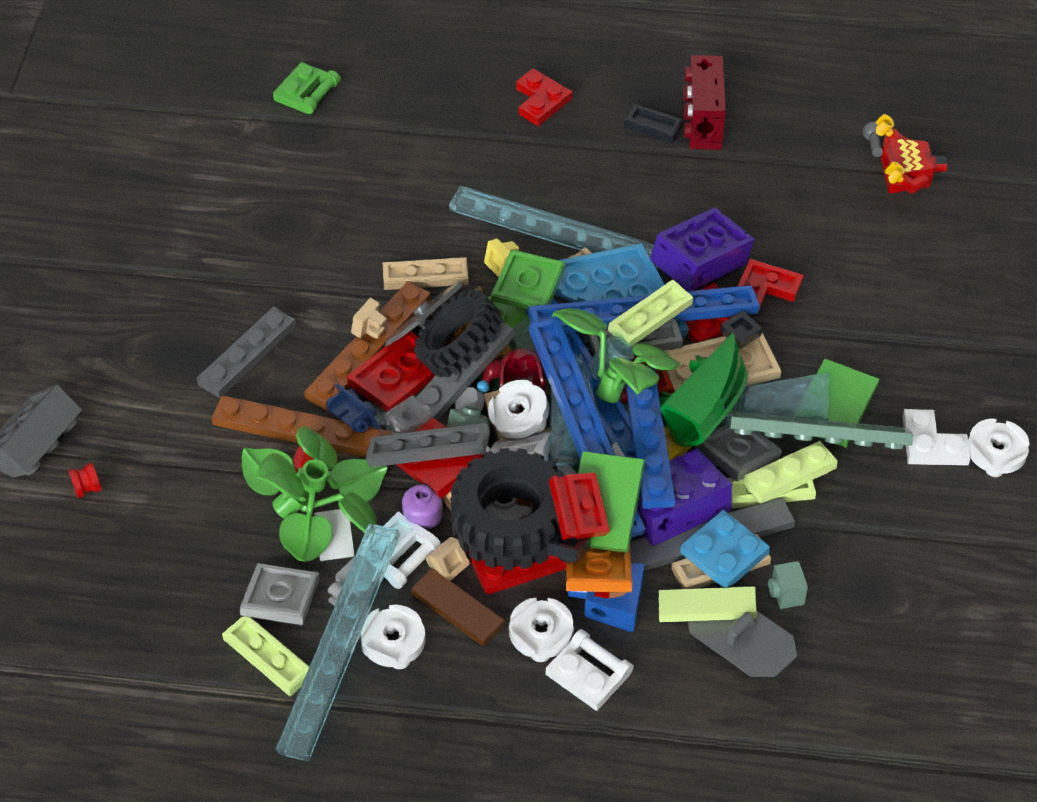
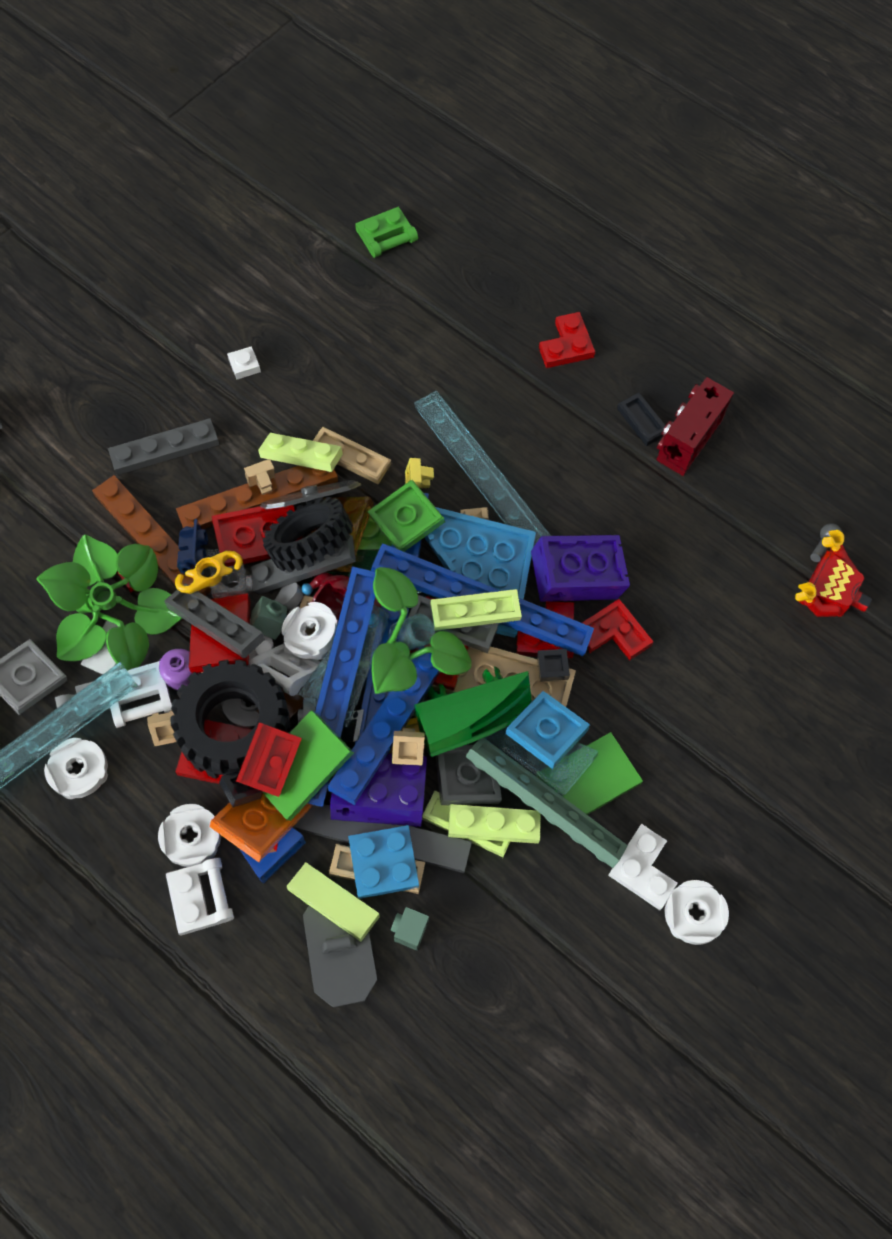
camera: 30 degrees right, 15 degrees up
(263, 250) = (244, 362): none -> white plate
(383, 288) = (300, 452): none -> yellowish green plate
(388, 425) = (201, 582): none -> yellow piece
(457, 607) = (144, 774): reddish brown tile -> none
(683, 440) = (408, 747): none -> tan tile
(777, 375) = (547, 729): none -> dark azure plate

